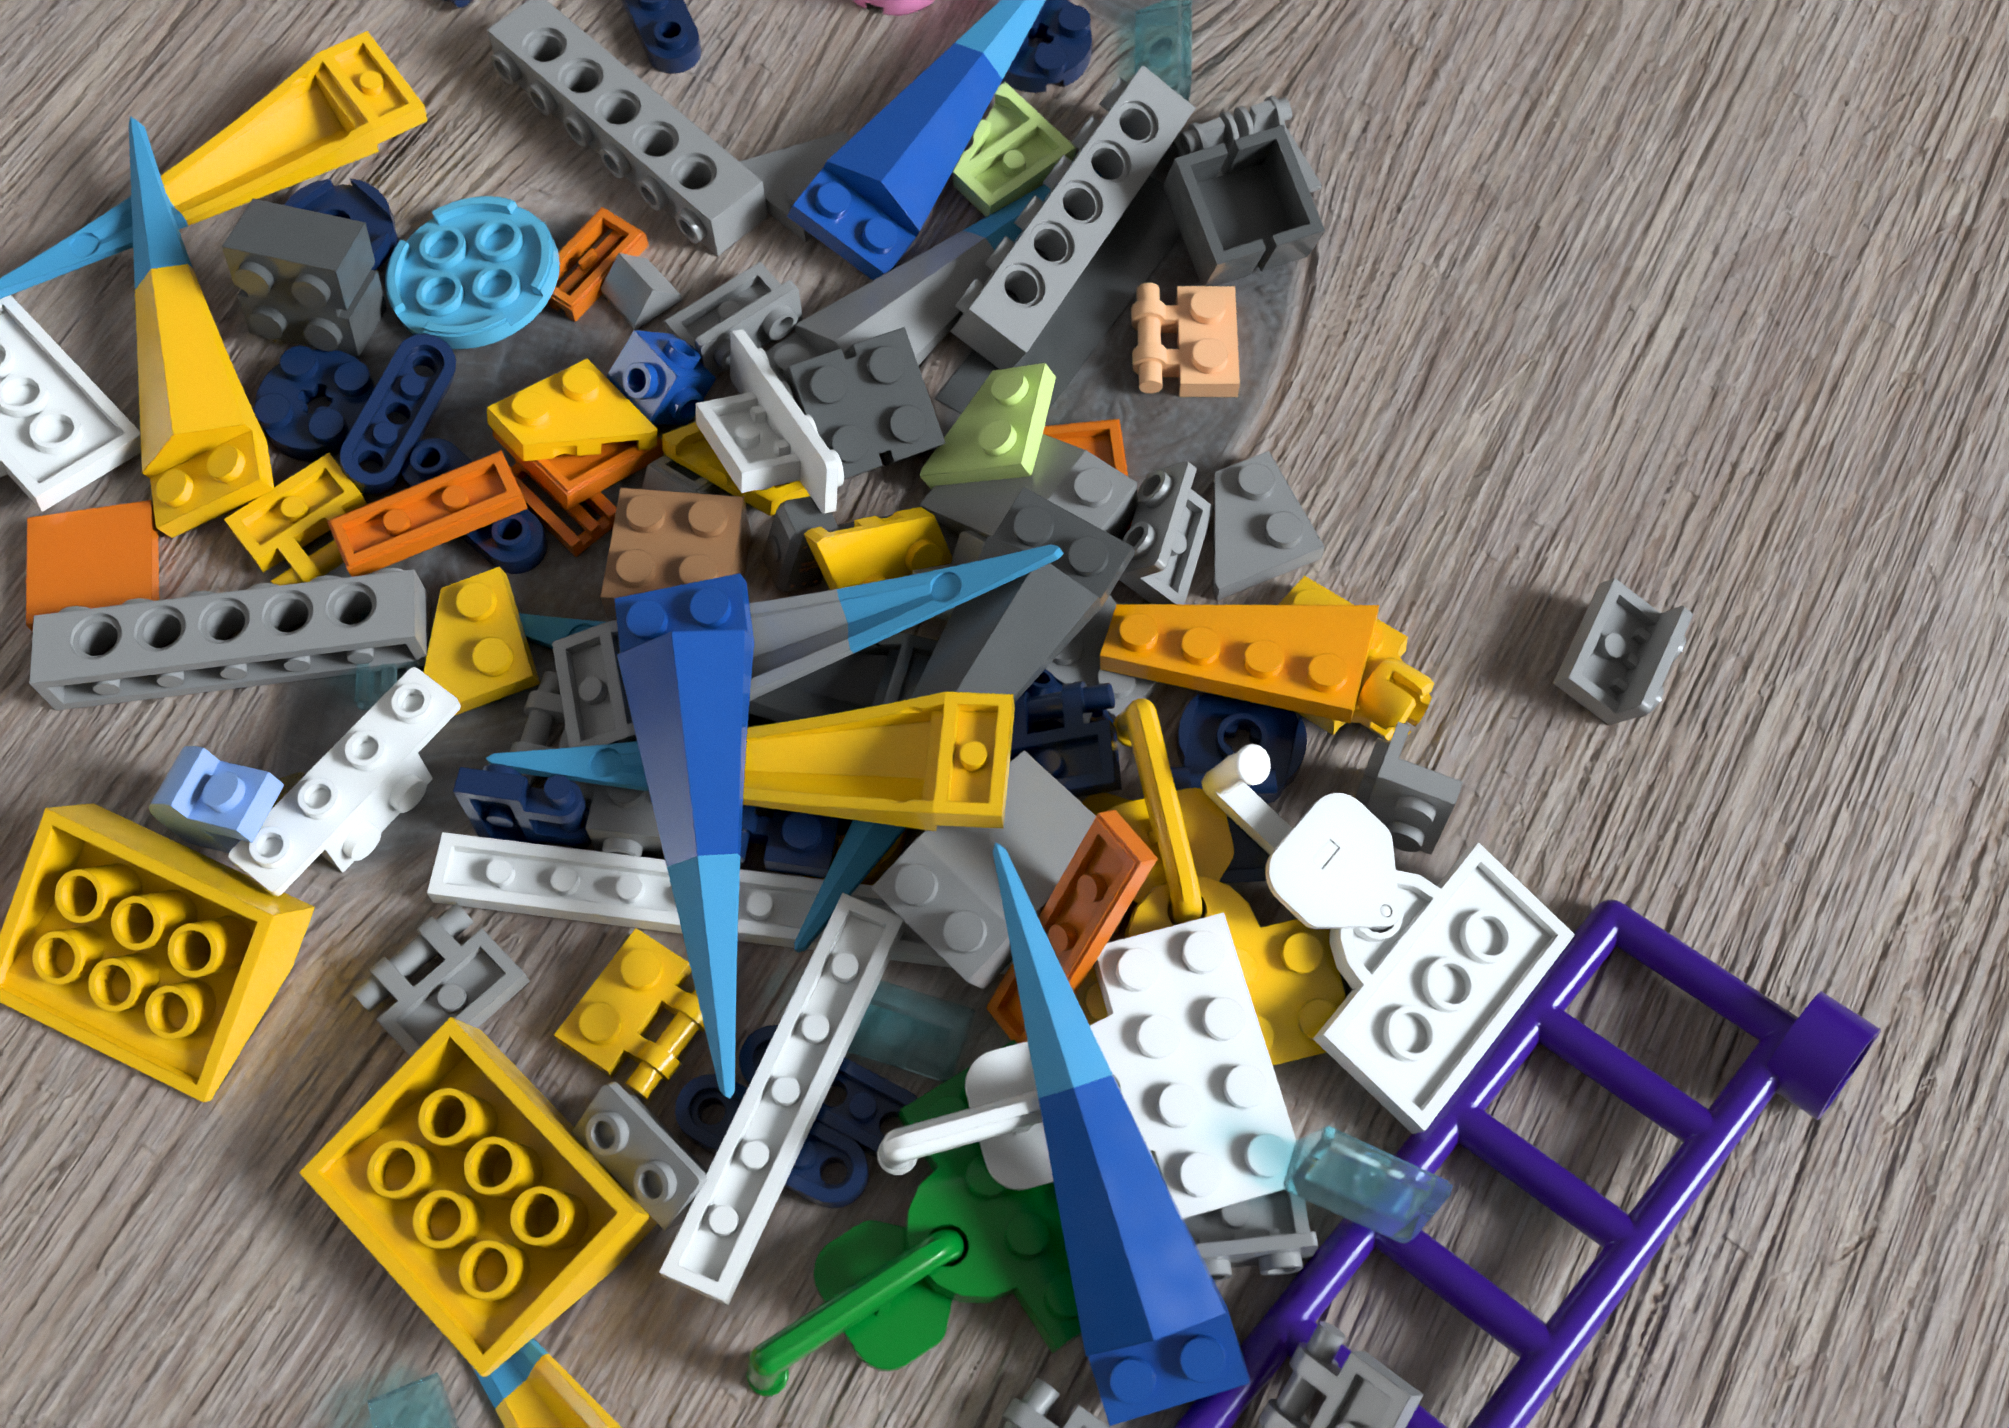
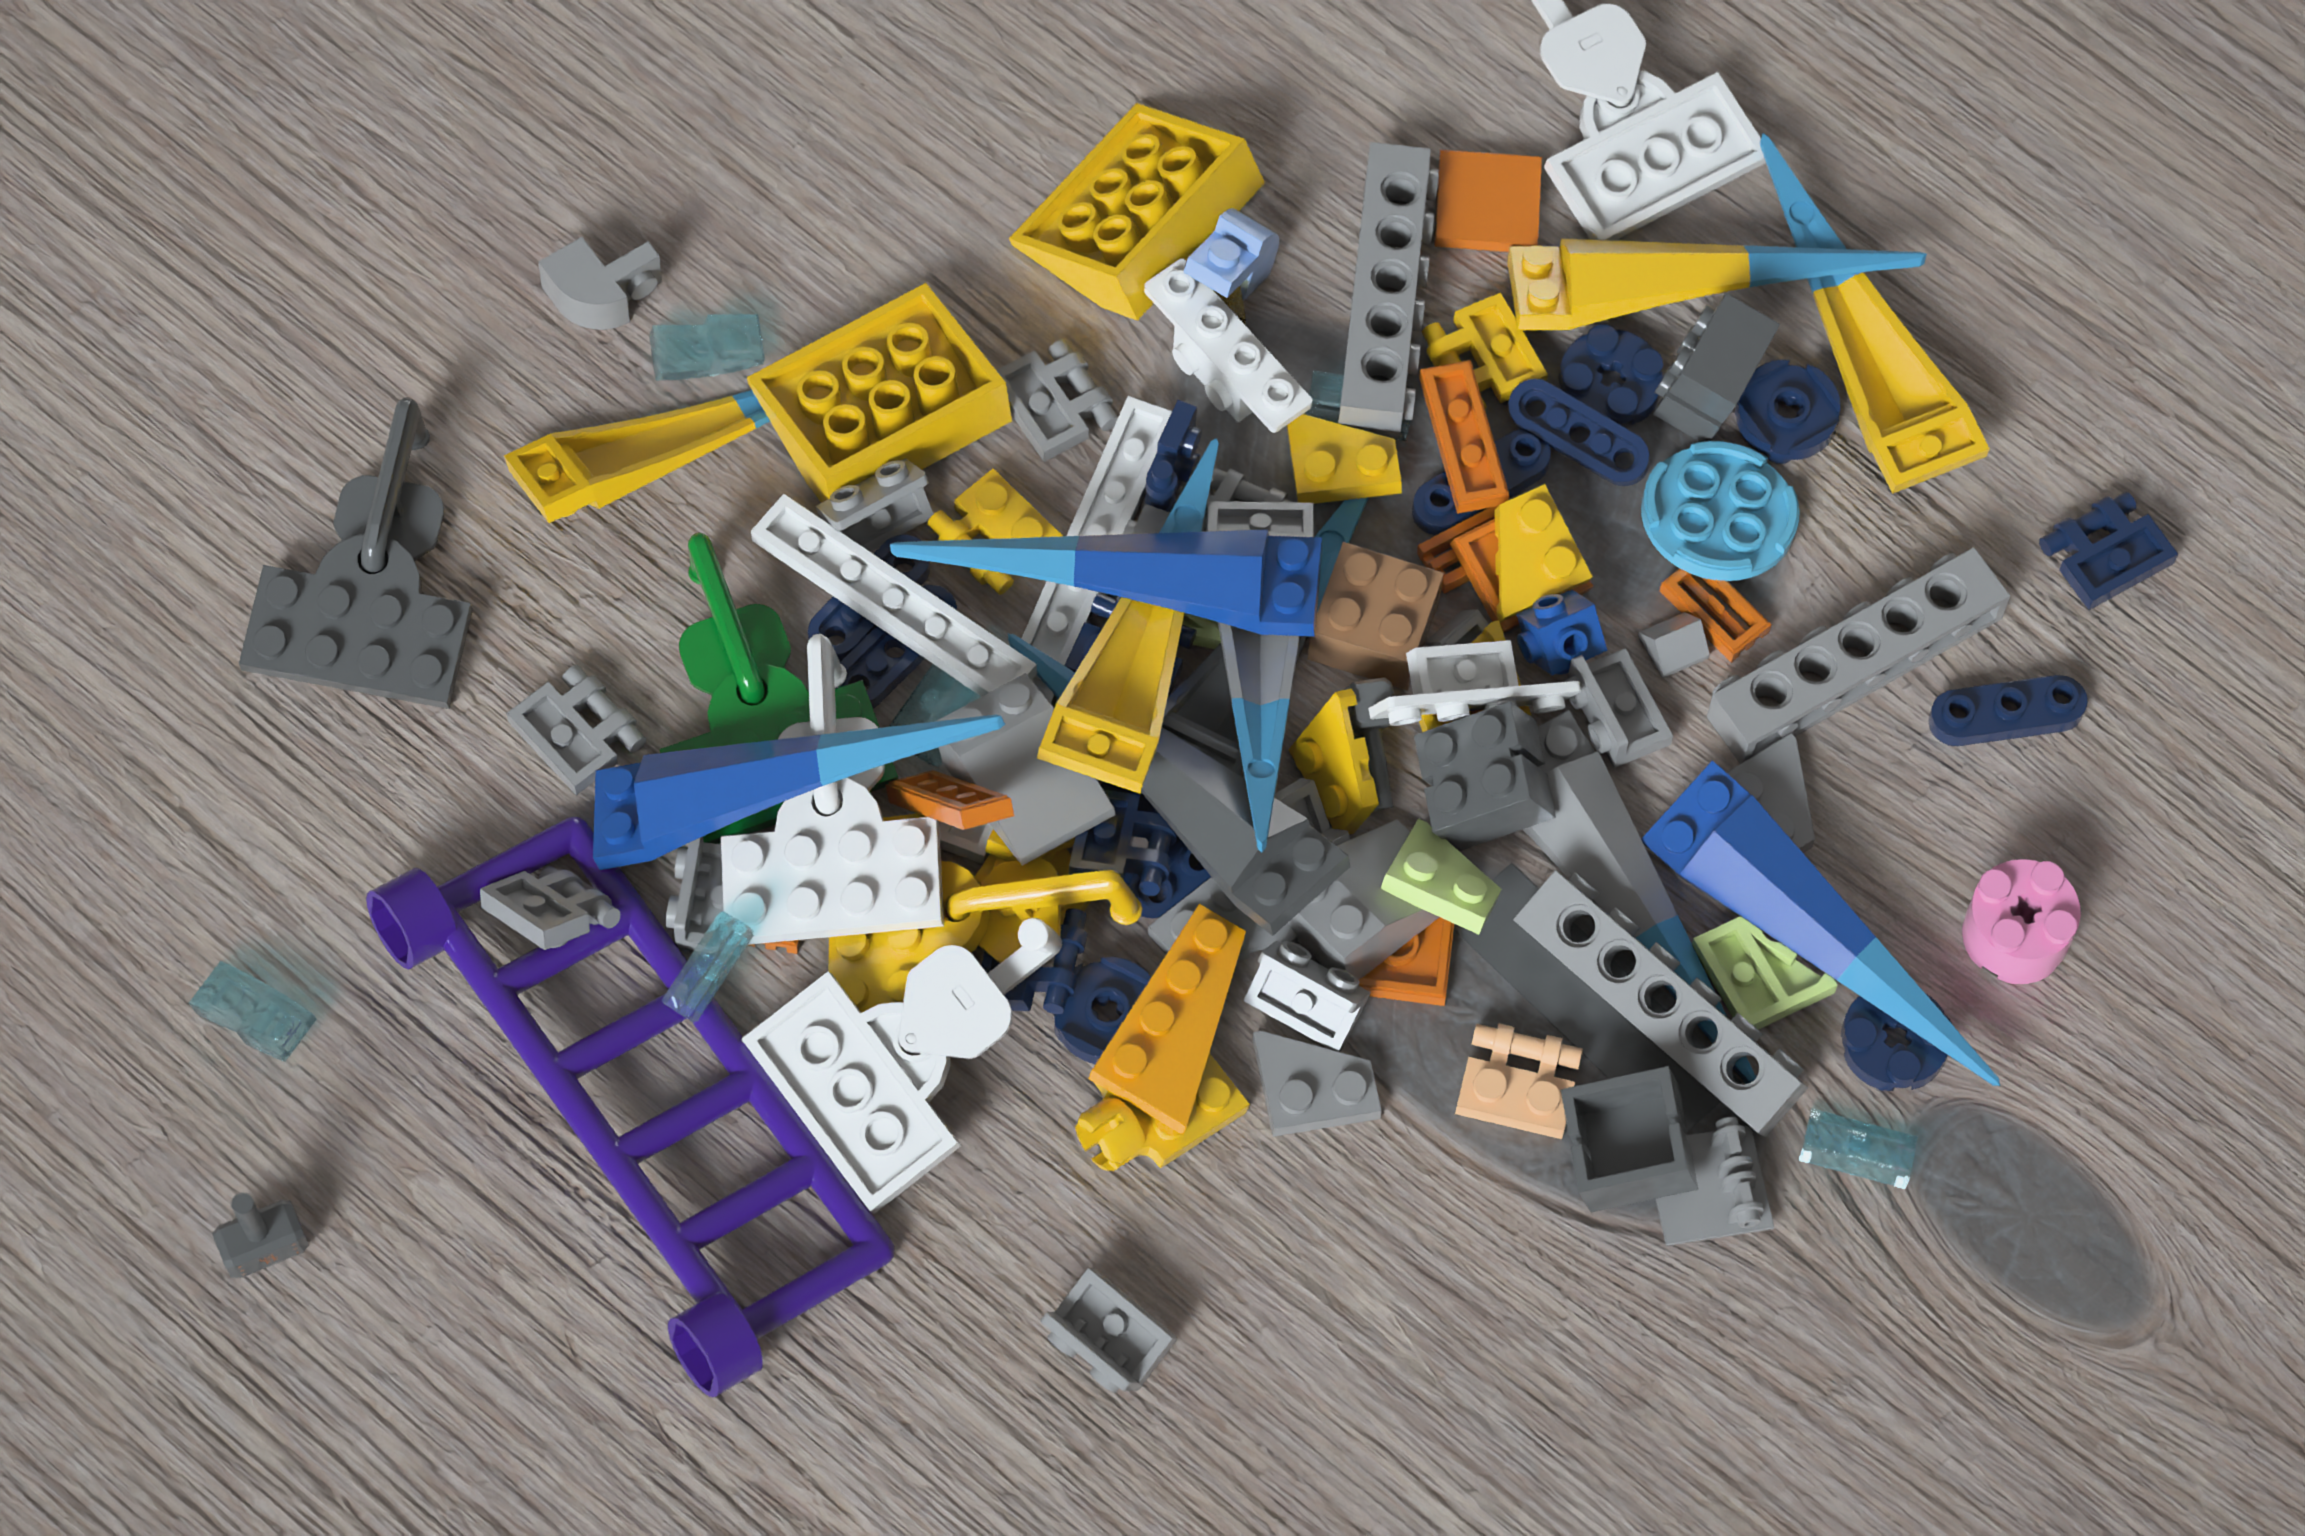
camera: 100 degrees right, 0 degrees up
(1407, 796) = (1008, 1095): light grey bracket -> none

